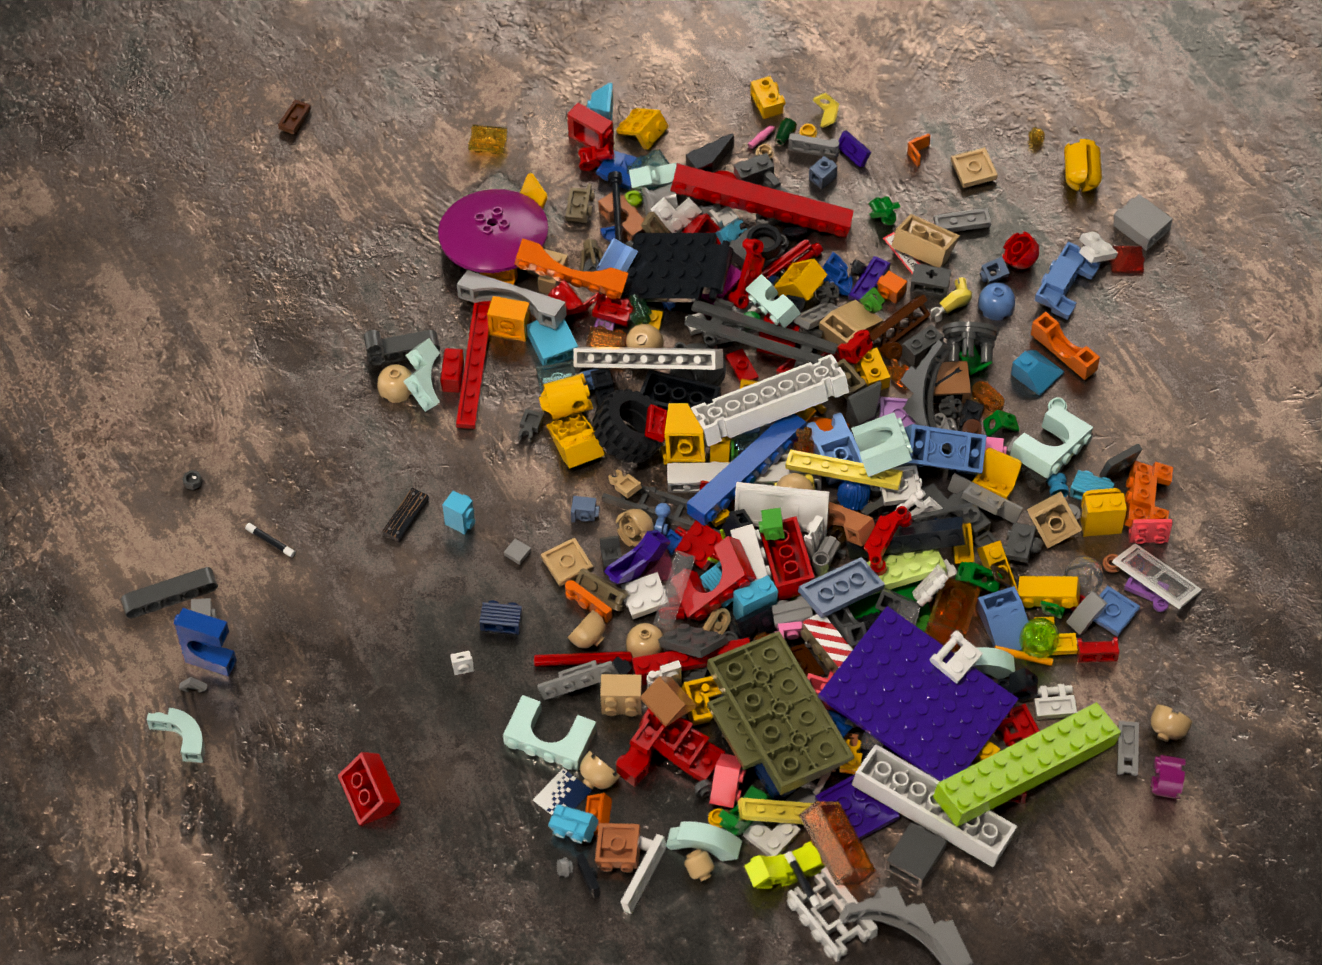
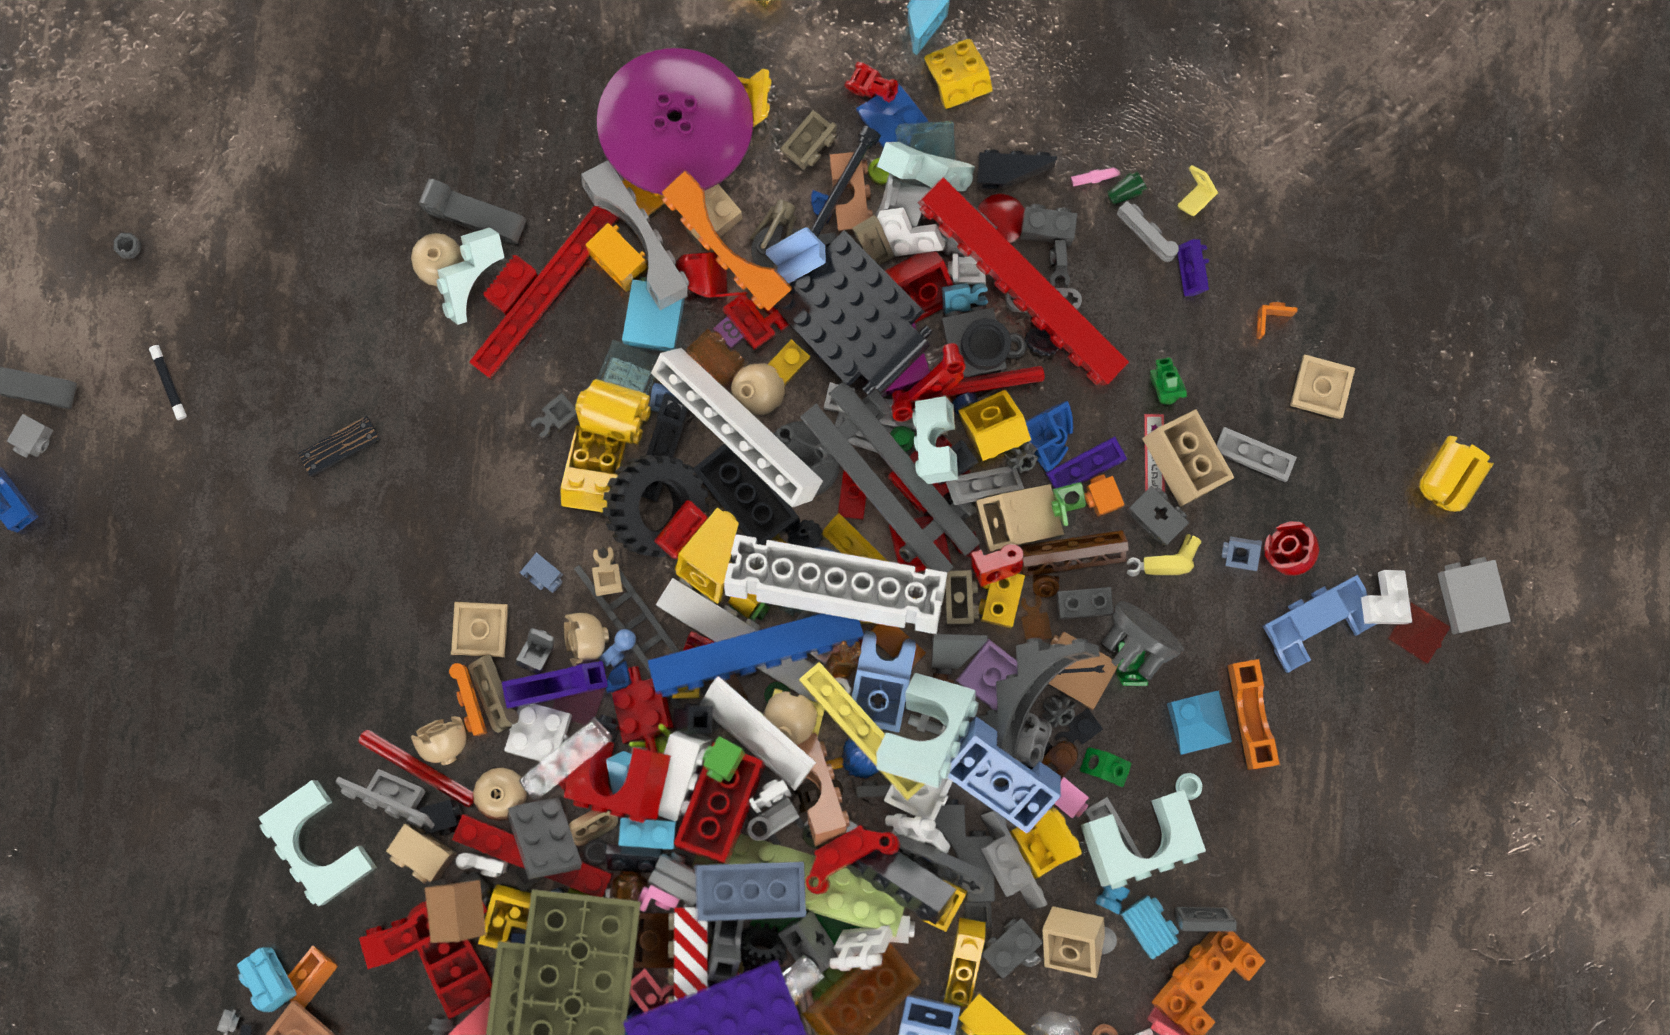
camera: 30 degrees right, 25 degrees up
(369, 788) = (77, 784): red slope -> none
(459, 512) = (393, 491): medium azure brick -> none
(462, 665) = (273, 692): white bracket -> none
(501, 617) = (358, 656): dark blue brick -> none
(517, 551) = (434, 577): light grey tile -> none
(562, 790) = (287, 924): sticker -> none
(589, 127) = (888, 42): red window -> none
(597, 772) = (337, 930): tan cylinder -> none
(641, 311) = (779, 346): clear green plate -> none
(765, 148) = (1082, 196): tan plate -> none
(767, 97) = (1137, 125): yellow brick -> none
(808, 130) = (1155, 206): yellow plate -> none
(815, 251) = (1049, 384): red bar -> none
(823, 172) = (1133, 278): sand blue brick -> none
(858, 266) = (1084, 440): black plate -> none
(973, 573) = (927, 966): green torso -> none
(989, 397) = (1118, 721): clear orange plate -> none
(996, 301) = (1217, 595): medium blue cylinder -> none
(1005, 581) = (947, 989): dark brown bracket -> none
(1036, 135) = (1432, 388): clear yellow plate -> none
(1103, 512) = (1135, 975): yellow brick -> none

